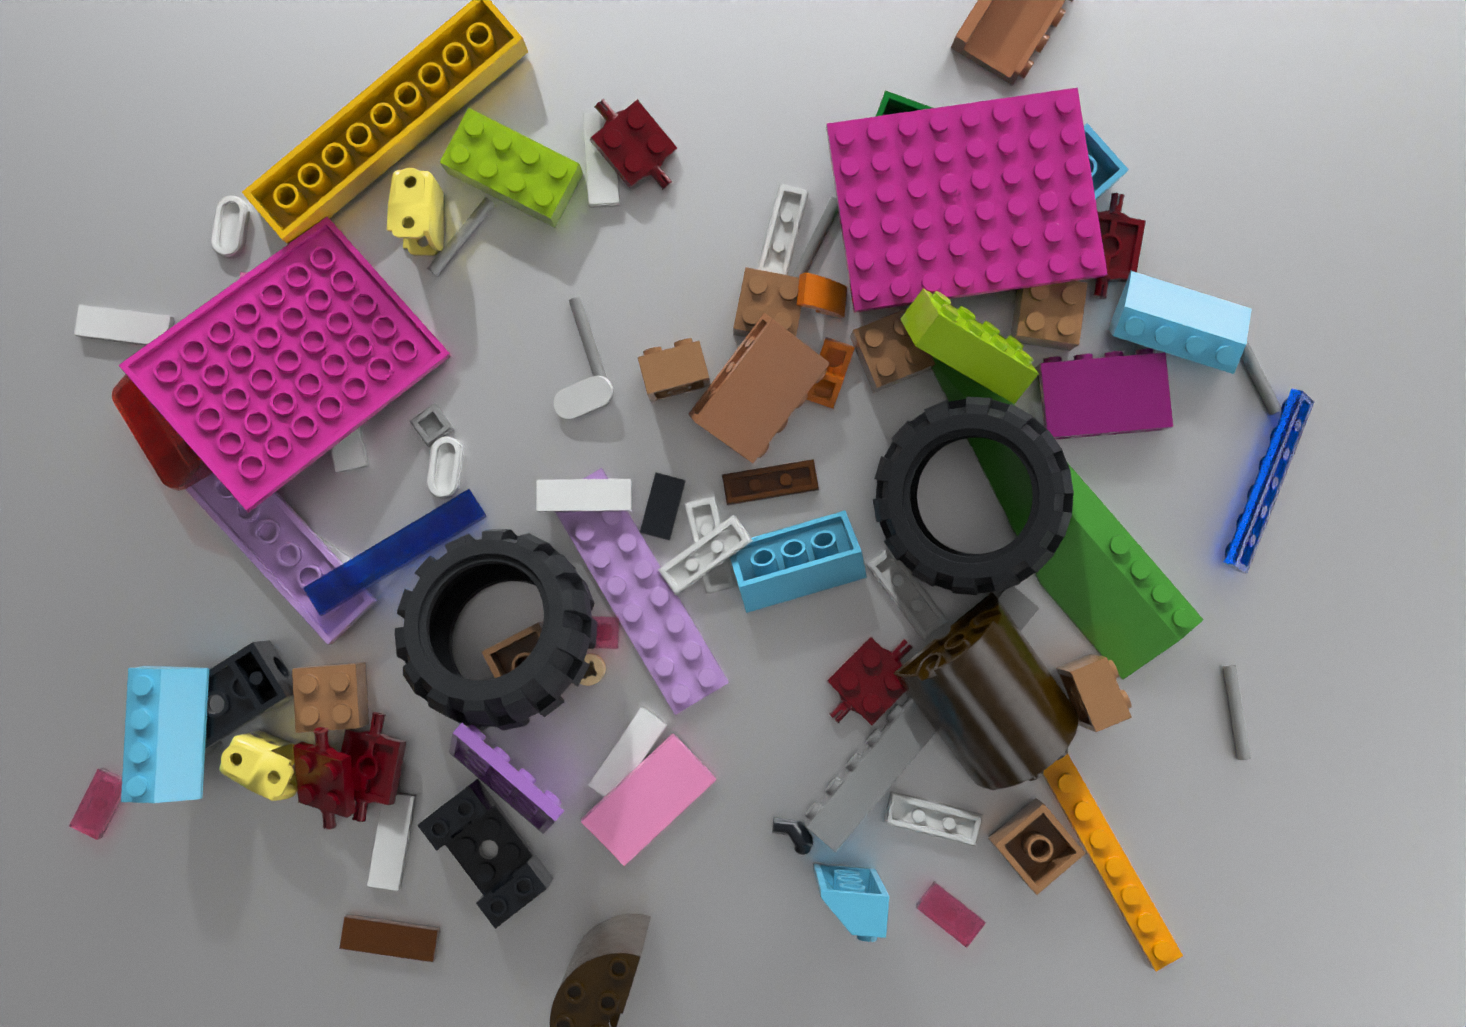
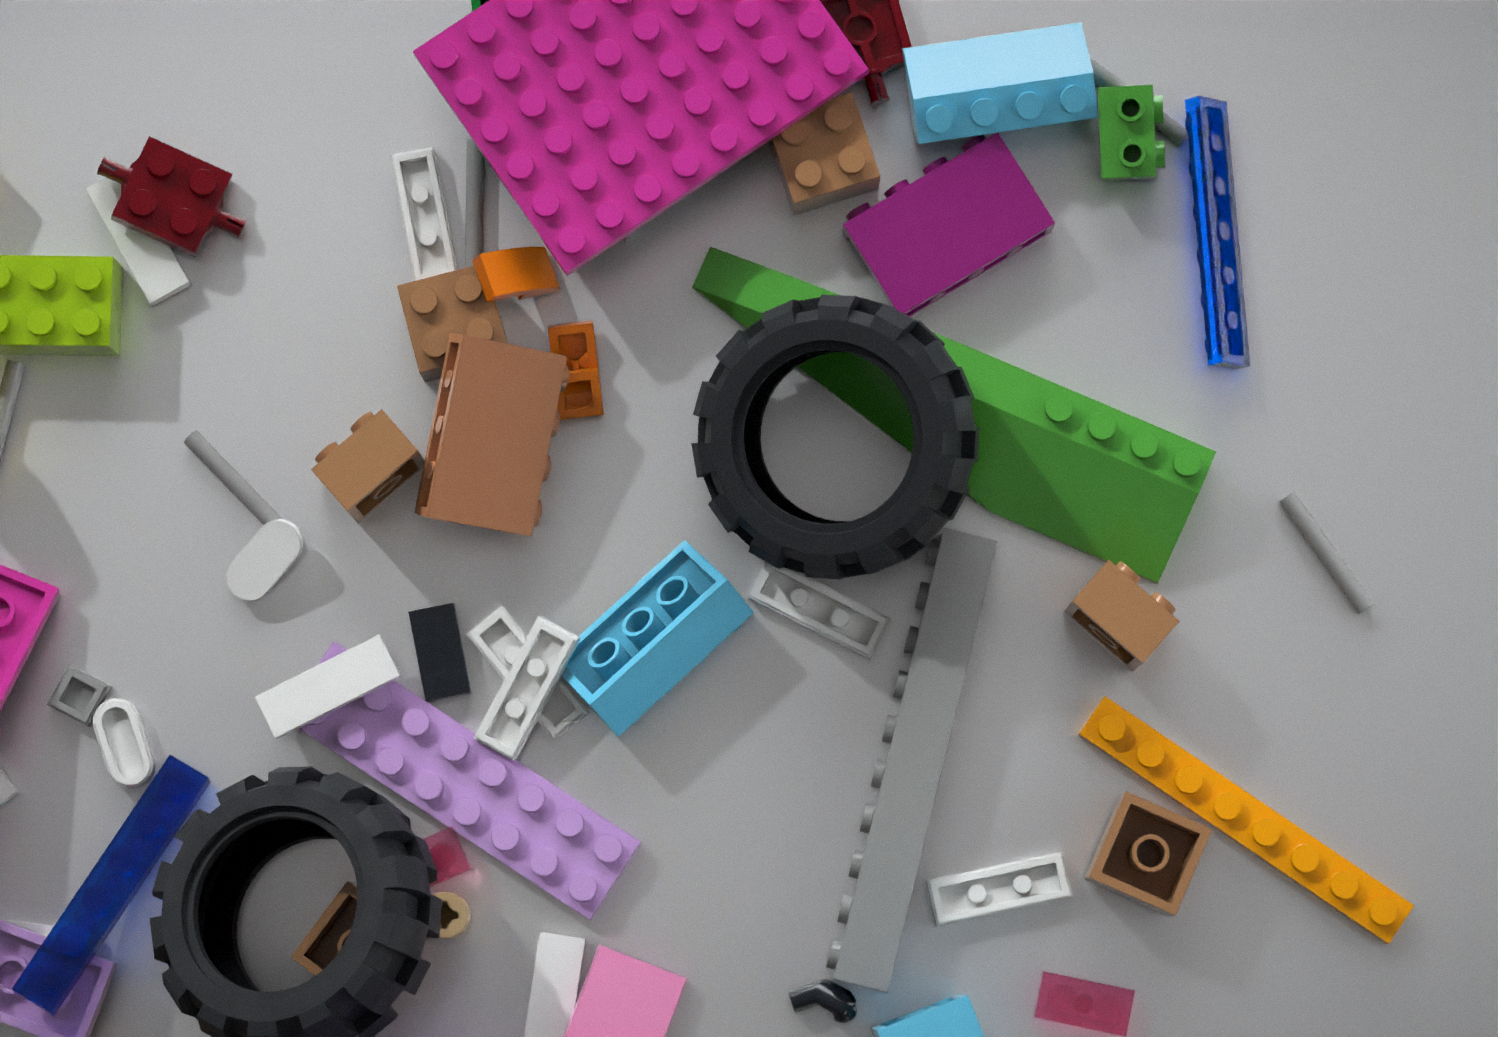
camera: 25 degrees left, 5 degrees down
(770, 482) = (567, 551): reddish brown tile -> none
(868, 681) = (827, 747): dark red plate -> none
(889, 352) = (642, 300): medium nougat brick -> none
(968, 345) = (735, 245): lime brick -> none
(991, 698) = (989, 688): dark brown cylinder -> none
(1246, 393) = (1128, 132): none -> bright green brick

